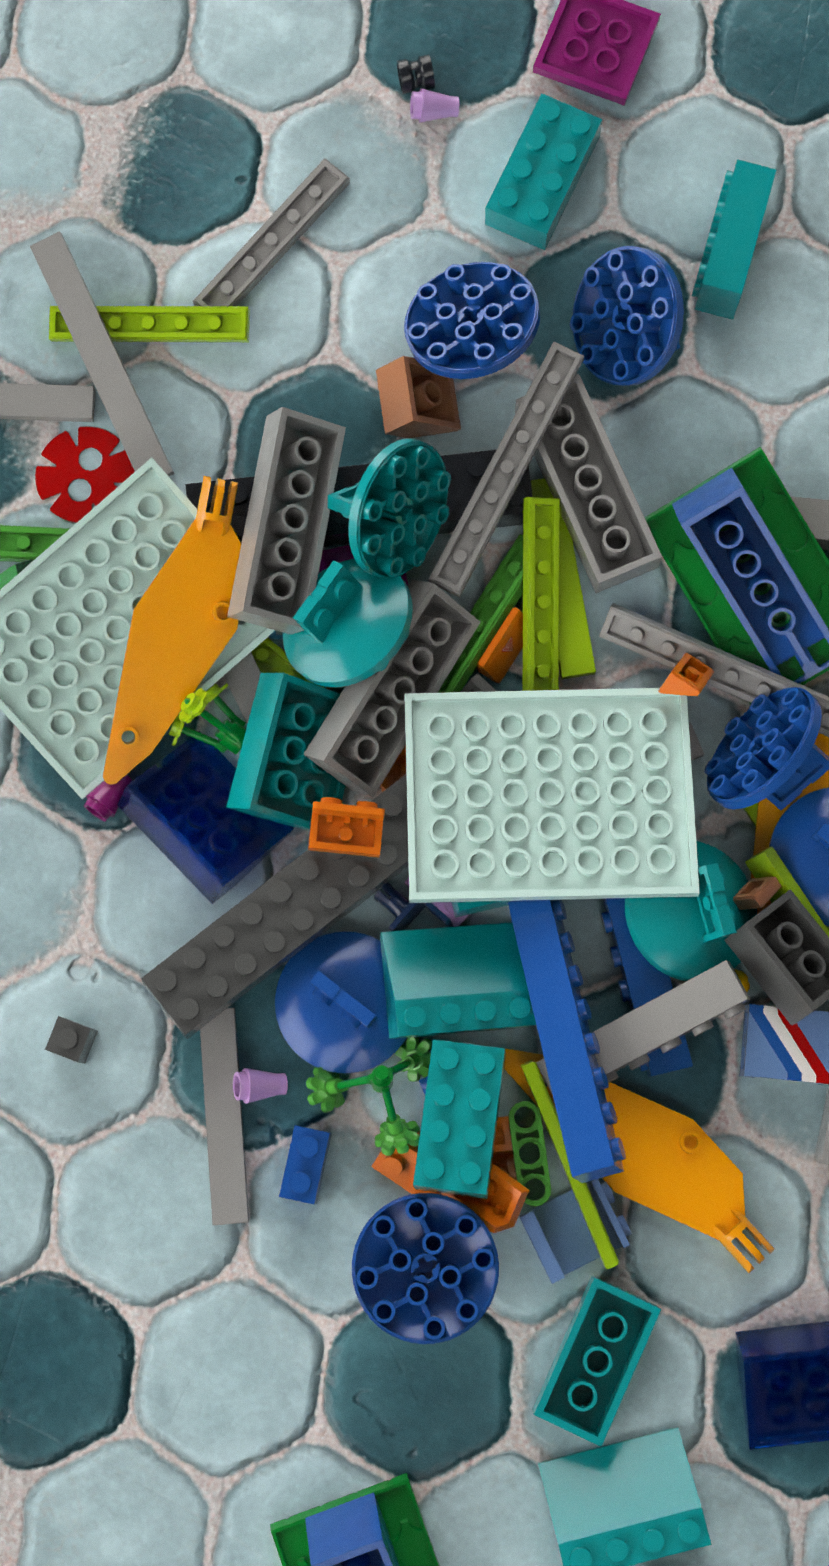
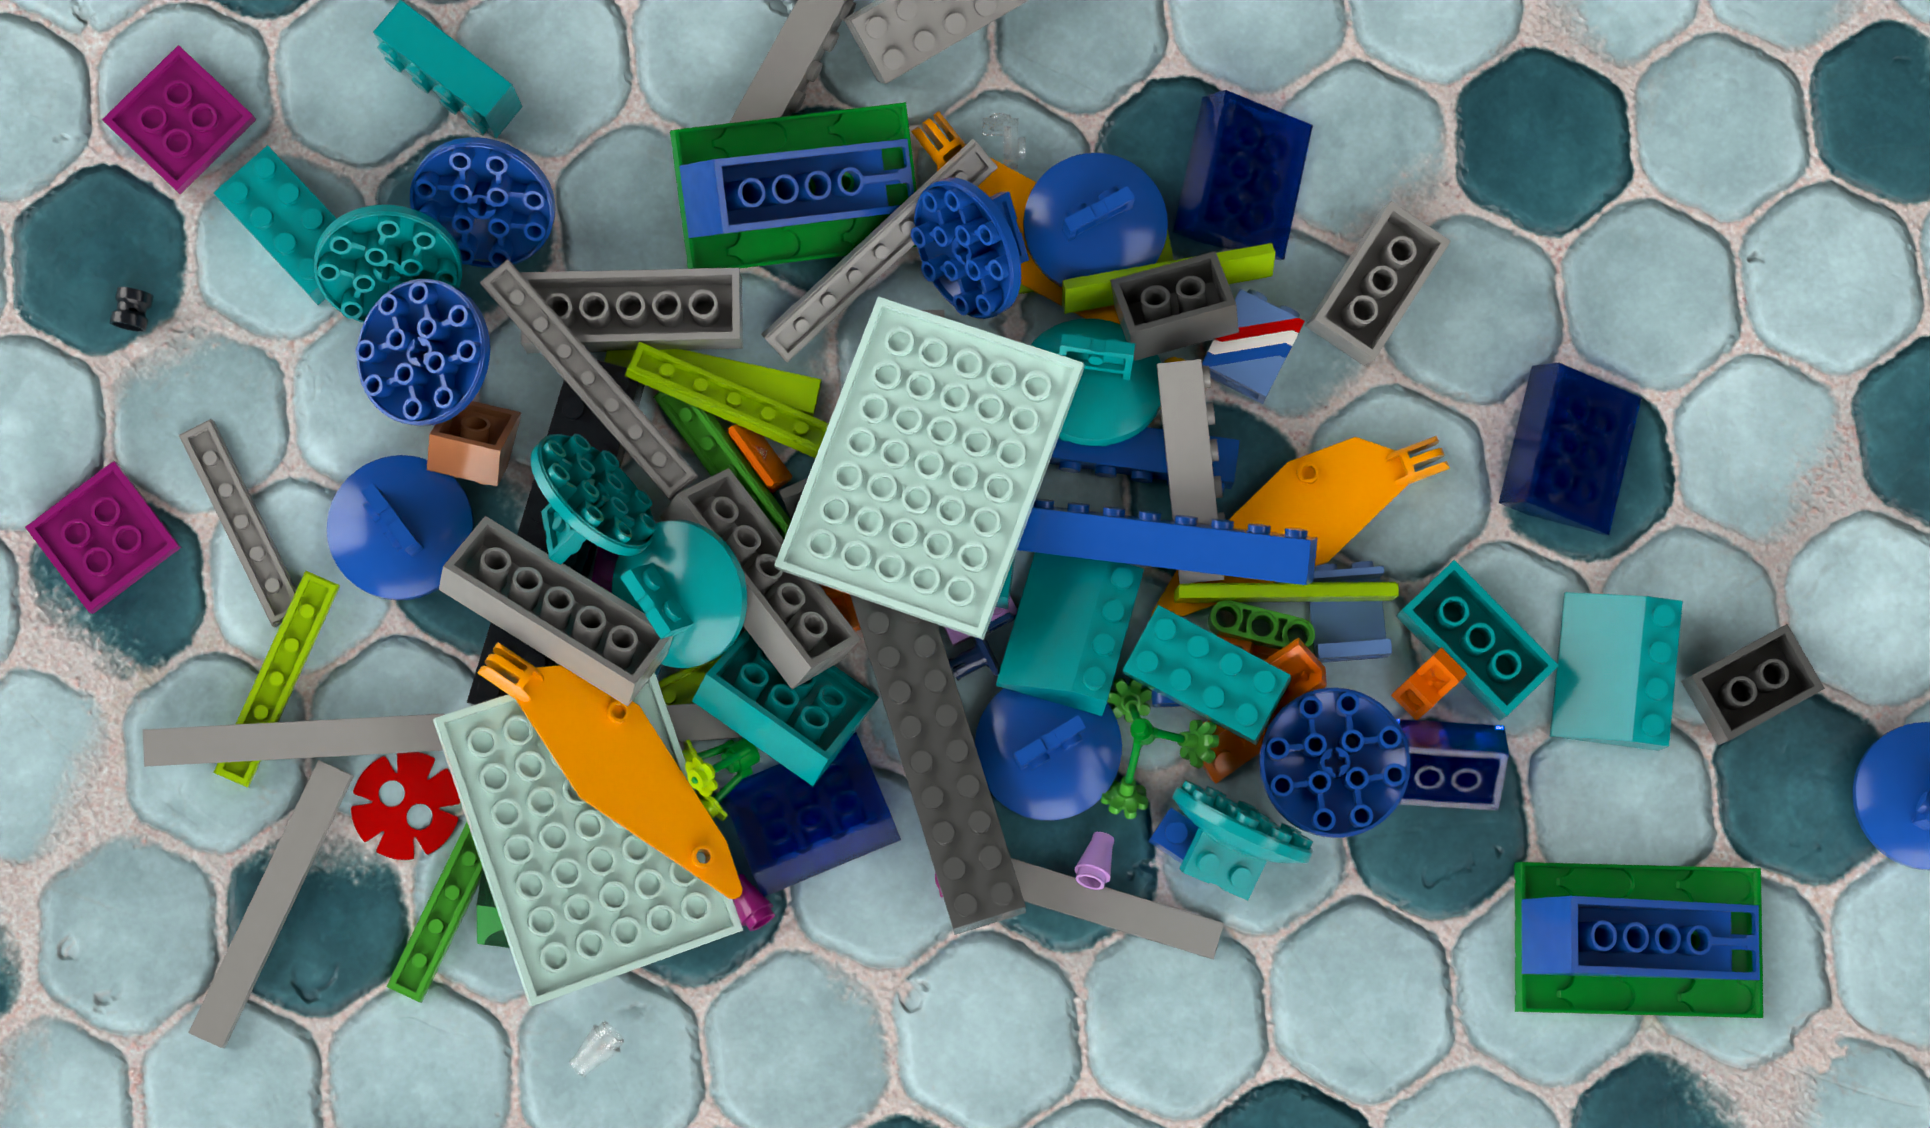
camera: 75 degrees left, 0 degrees up
(71, 1040) = (980, 1029): dark grey brick -> none
(213, 135) = (103, 537): none -> magenta plate
(318, 365) = (397, 526): none -> blue bracket
(319, 1202) = (1234, 840): none -> teal bracket
(346, 827) = (885, 672): orange bracket -> none
(430, 105) = (172, 306): lavender cone -> none
(474, 1380) = (1455, 764): none -> clear blue slope
(537, 1329) = (1429, 684): none -> orange slope
(547, 246) = (379, 249): none -> teal bracket
(687, 677) = (868, 292): orange slope -> none
(756, 892) = (1100, 313): nougat tile -> none

